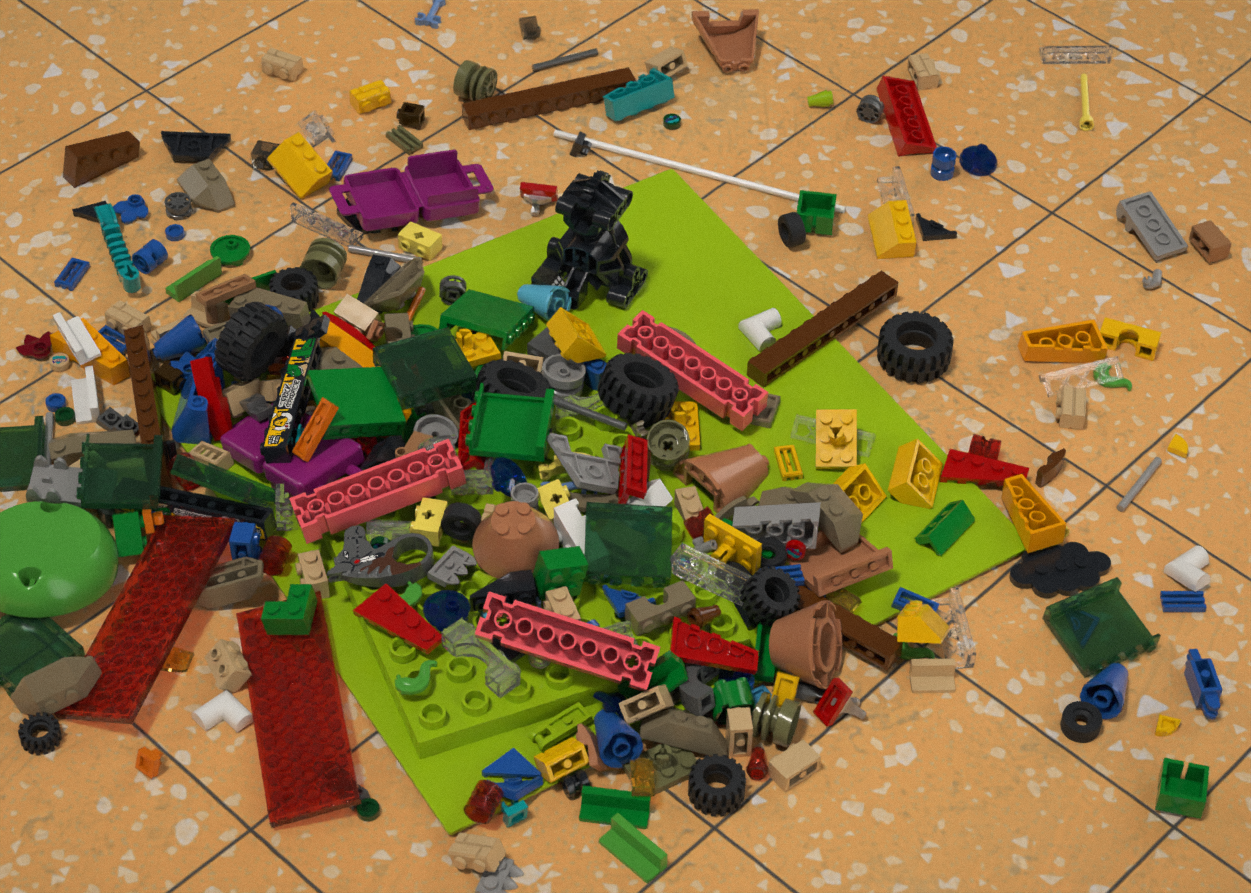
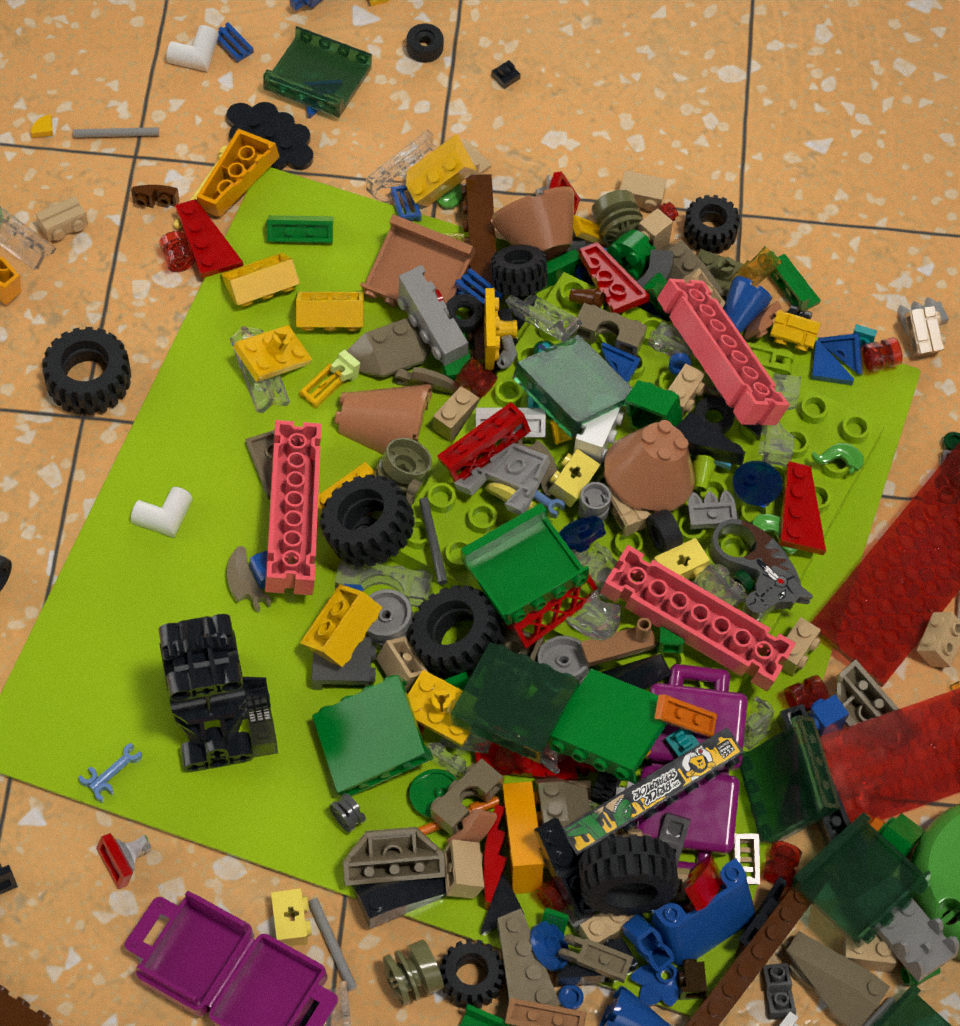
camera: 130 degrees left, 15 degrees up
(163, 418) = (758, 921): none -> black tile
(293, 615) = (860, 613): green brick -> none
(545, 298) = (292, 716): medium azure cone -> none
(634, 849) = (814, 247): bright green panel -> none
(789, 478) = (347, 365): none -> yellowish green tile
(821, 329) = (122, 458): reddish brown brick -> none
(838, 514) = (373, 297): dark tan wedge -> none
(1002, 759) = (506, 74): none -> black tile
(1107, 690) = (380, 35): blue cone -> none

